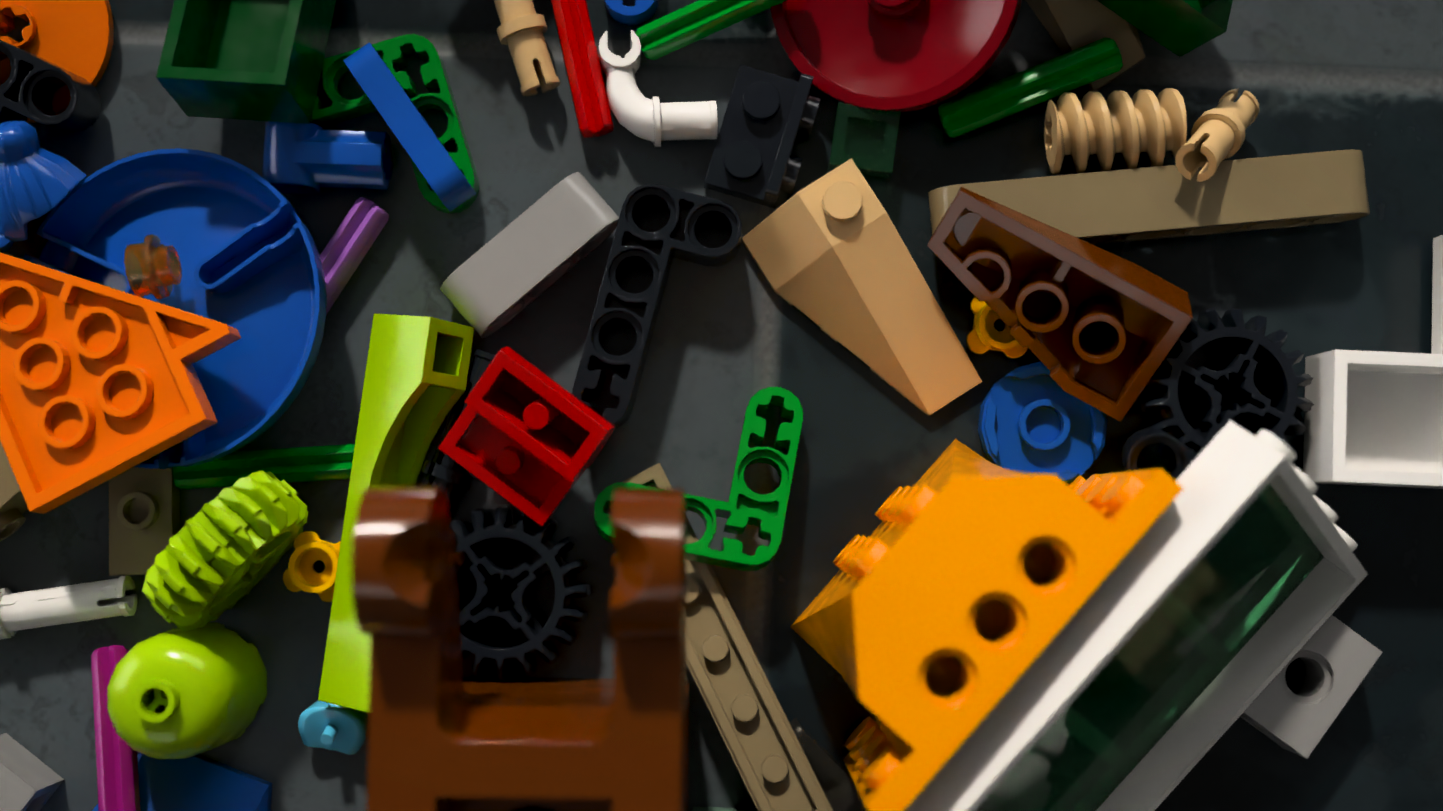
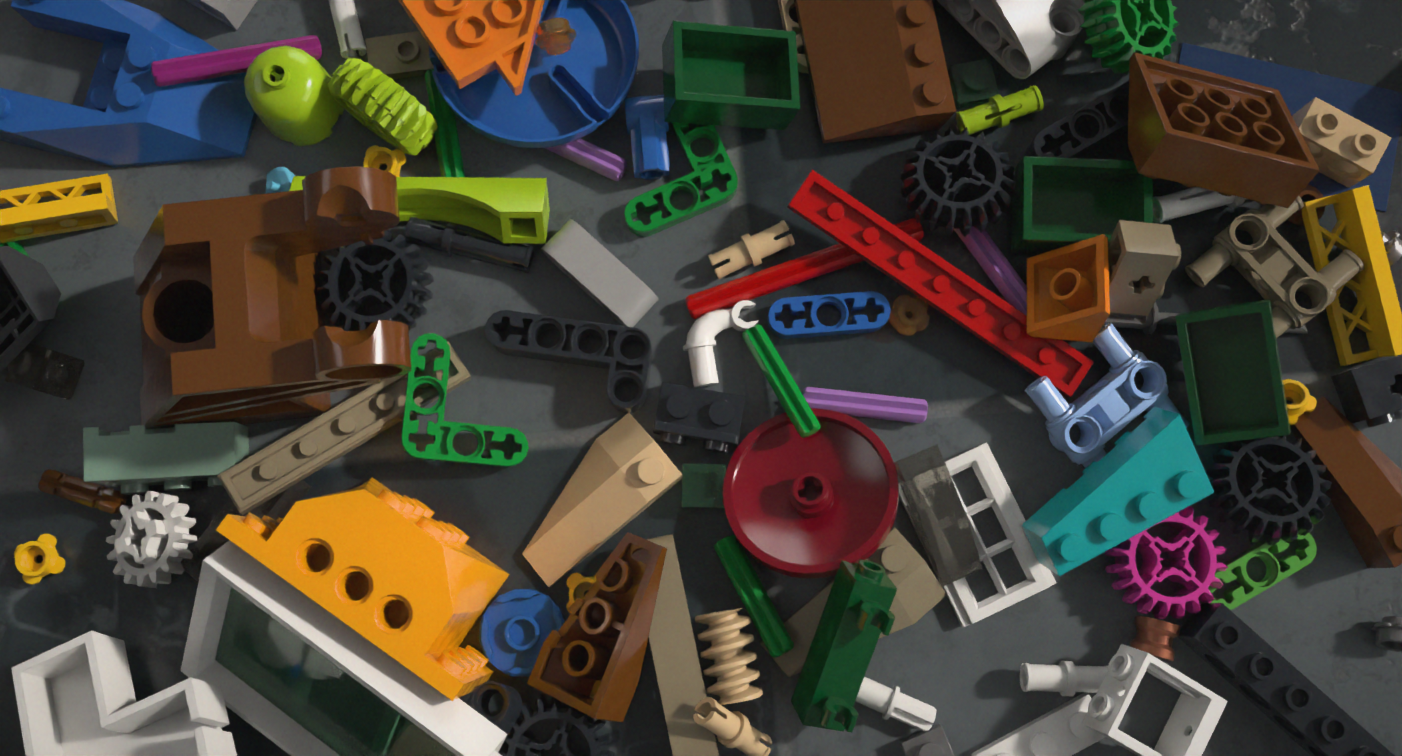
camera: 80 degrees right, 5 degrees down
(409, 127) = (670, 184): blue beam -> none
(525, 435) = (472, 283): red brick -> none

